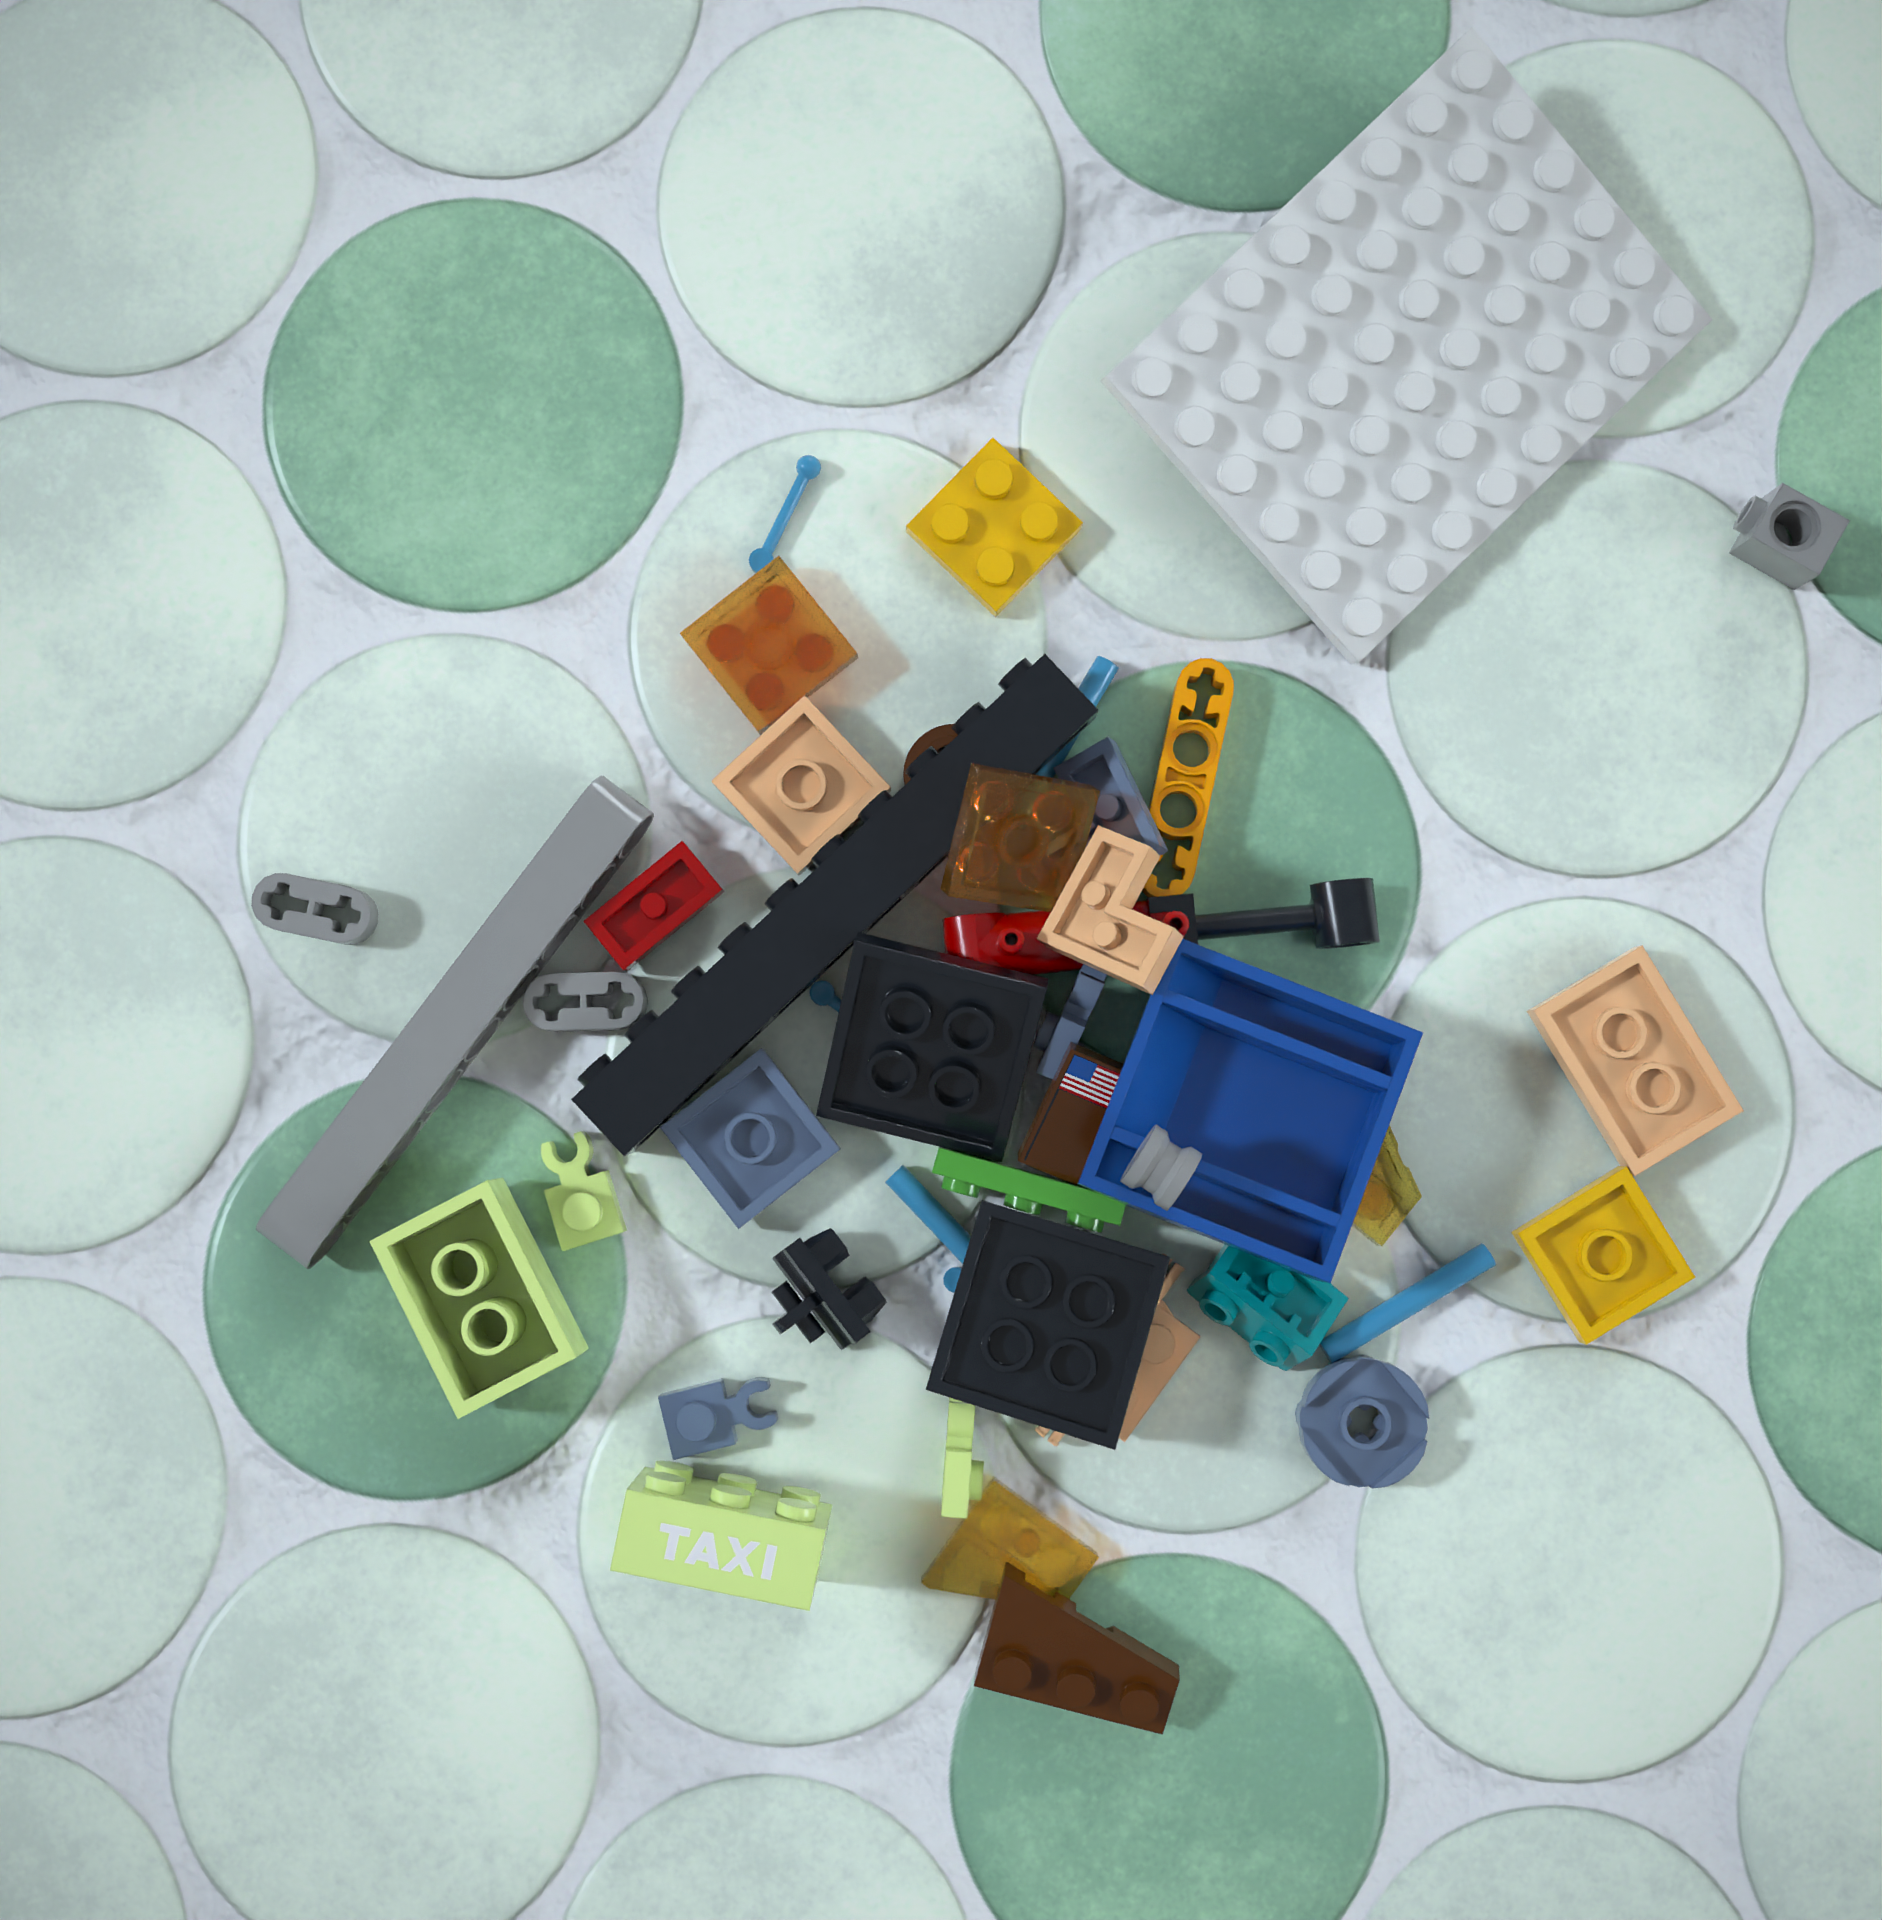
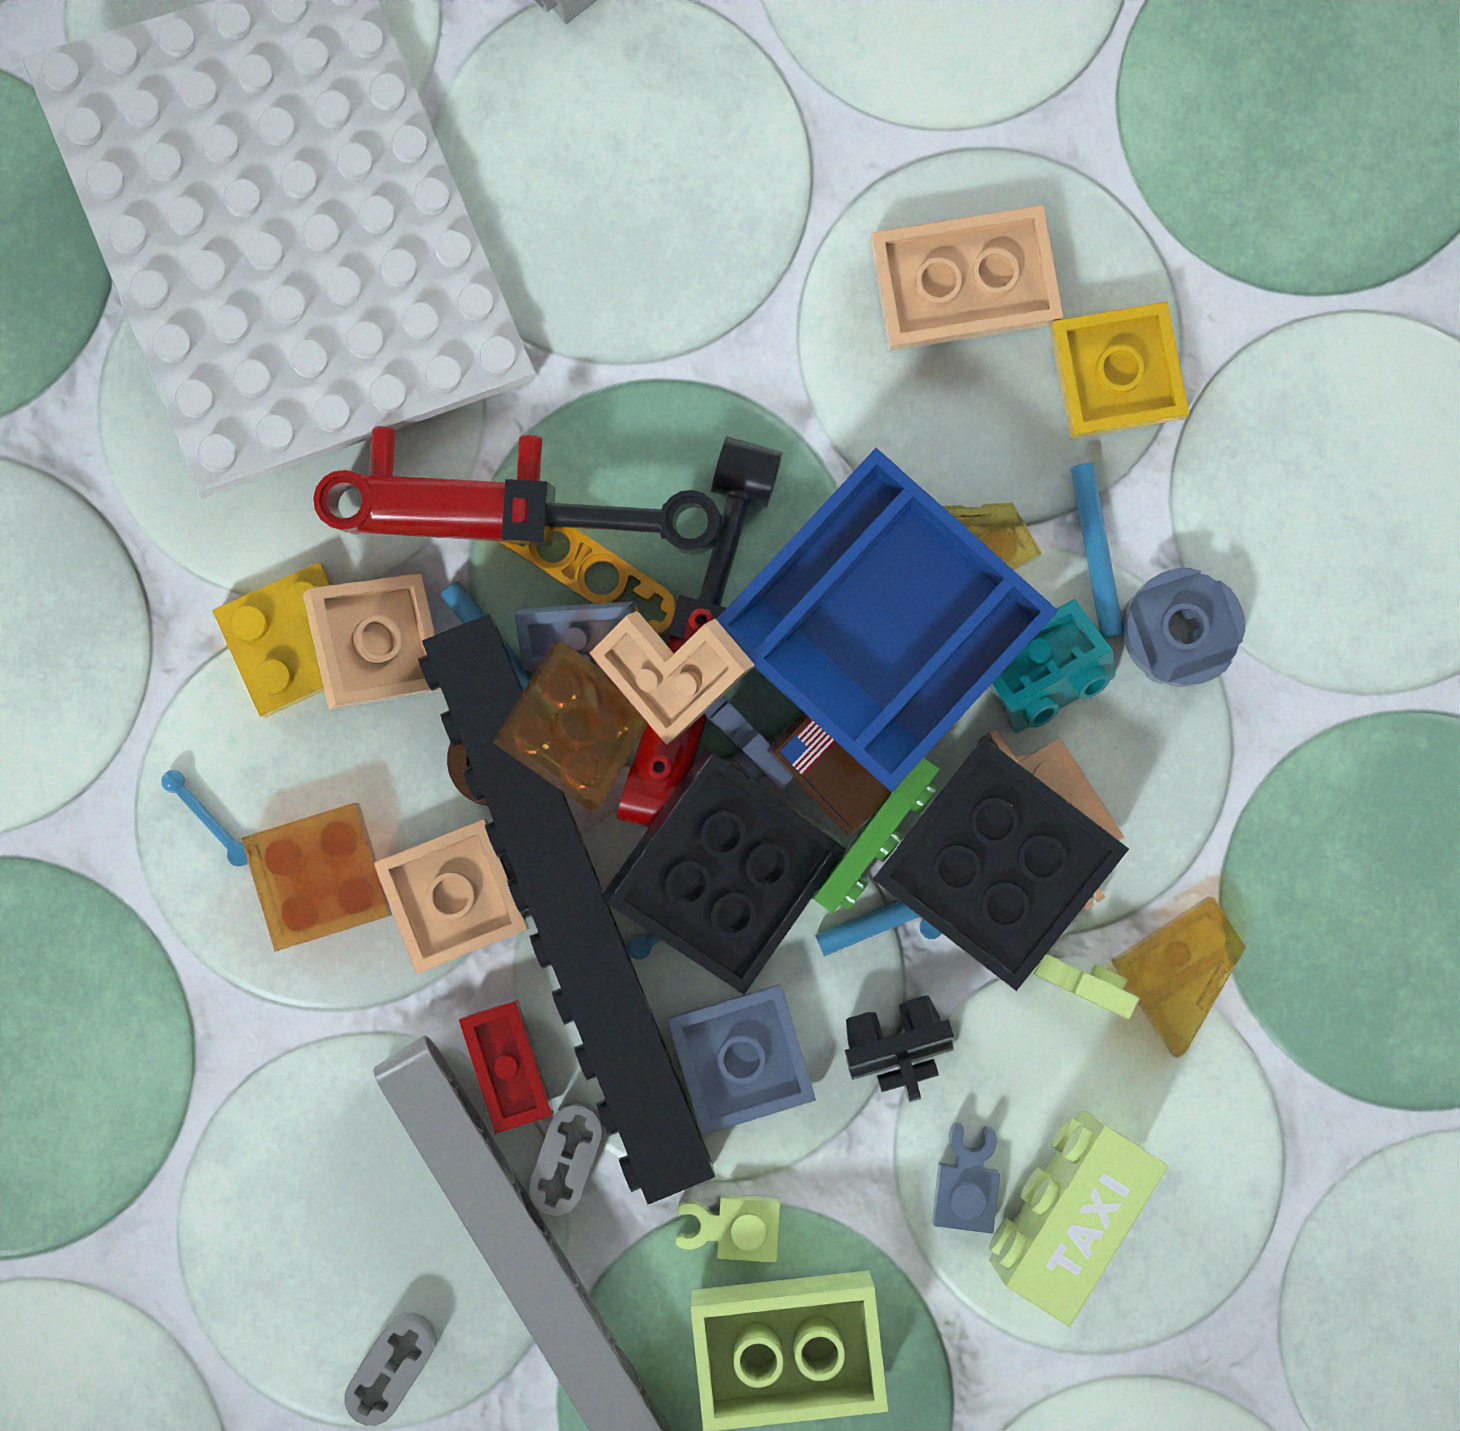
camera: 70 degrees left, 0 degrees up
(1026, 603) = (370, 638): none -> light nougat plate
(1062, 1659) = (1287, 961): reddish brown wing -> none
(1161, 1167) = (906, 716): light grey wheel -> none
(1207, 688) = (506, 511): none -> red piece

